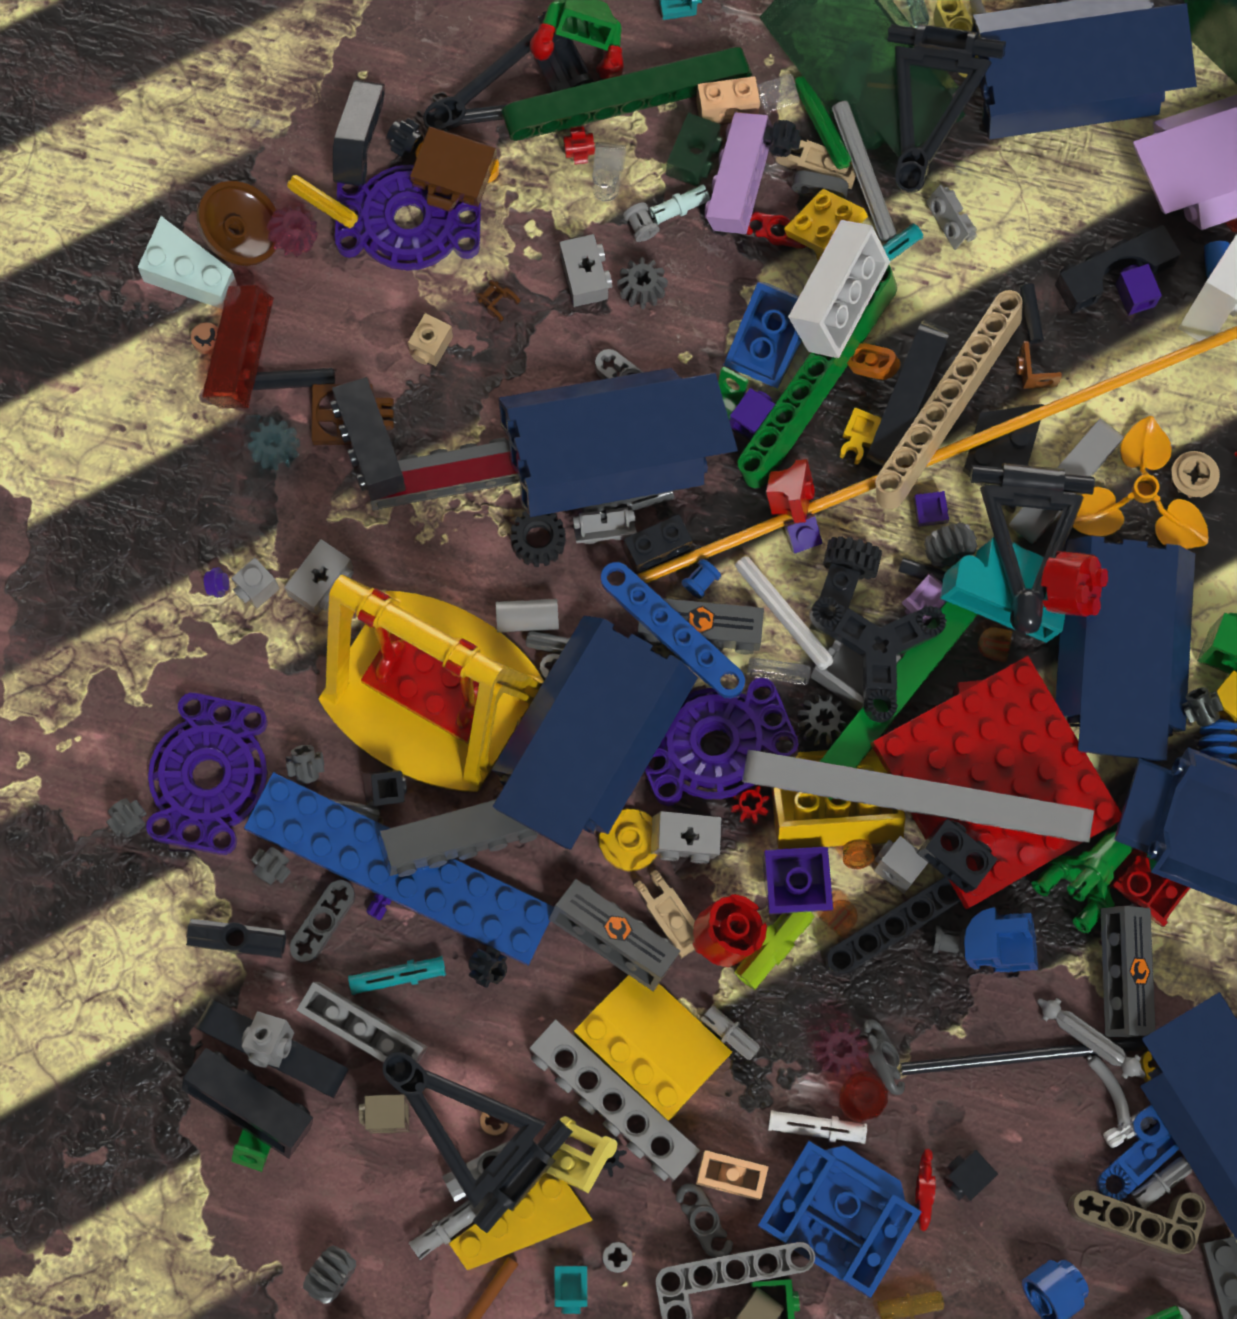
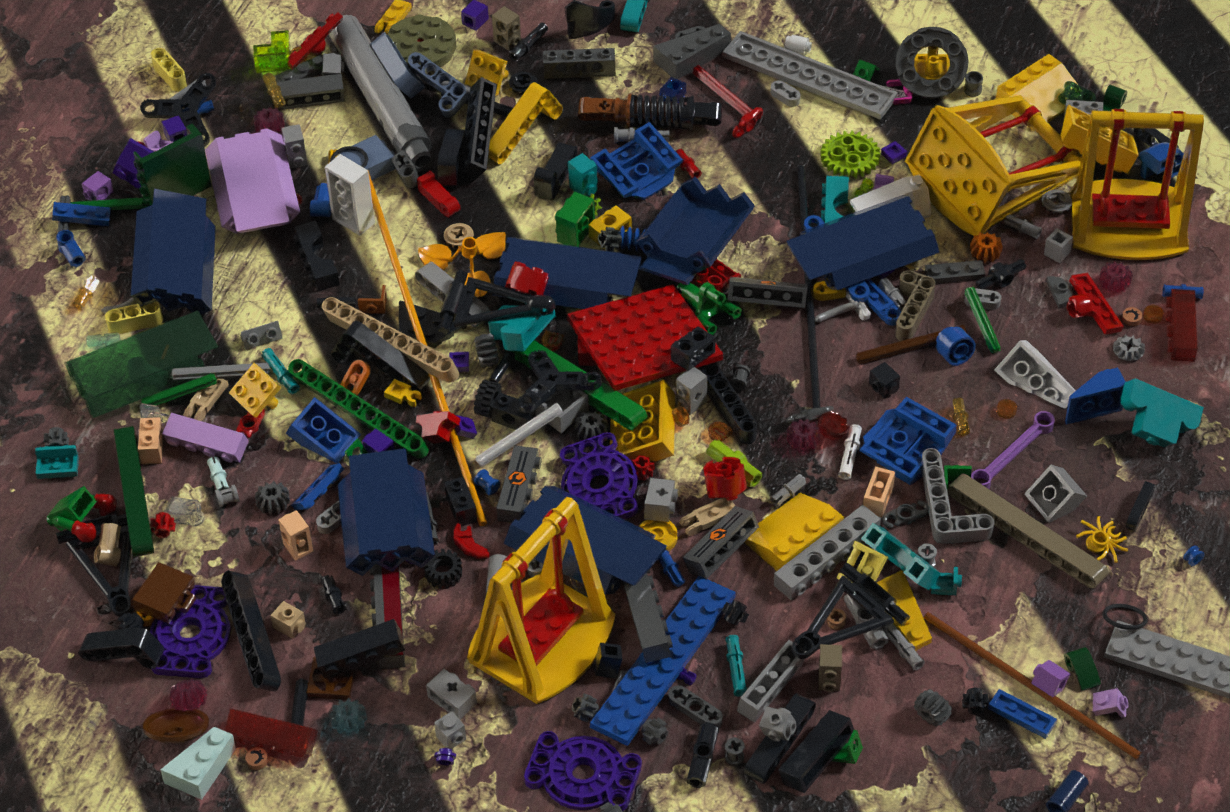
camera: 80 degrees left, 25 degrees down
(234, 981) = (737, 750): none -> dark grey bush
(322, 201) = (168, 676): yellow axle -> none
(405, 293) = (251, 631): none -> black beam
(481, 393) = (333, 594): none -> black pin
(505, 293) = (268, 586): reddish brown piece -> none
(526, 81) = (107, 550): none -> tan piece
(566, 865) = (671, 569): none -> blue axle
(568, 322) = (295, 535): none -> light nougat brick
(584, 286) = (255, 529): light grey brick -> none
(589, 566) = (467, 545): none -> red piece
(618, 526) = (443, 529): light grey hinge -> none
(630, 1190) = (901, 555): none -> teal arch
(668, 342) = (318, 487): none -> blue plate
(672, 630) = (522, 491): blue plate -> none
(694, 134) = (181, 463): clear green brick -> none
(778, 670) = (555, 446): clear tile -> none
(782, 138) = (189, 407): black gear -> none
(797, 880) = (695, 443): dark purple slope -> none
(811, 183) = (223, 399): dark grey beam -> none
(839, 288) = (307, 378): white brick -> none
(918, 796) = (653, 364): light grey beam -> none
(924, 595) = (518, 368): lavender bracket -> none
(925, 1189) = (882, 402): red piece -> none
(940, 50) = (155, 307): black piece -> none
(1001, 942) = (744, 346): blue brick -> none
(1057, 1215) = (899, 347): none -> reddish brown axle
(1091, 1038) = (805, 315): light grey wheel -> none
(1137, 289) = (332, 247): dark purple brick -> none

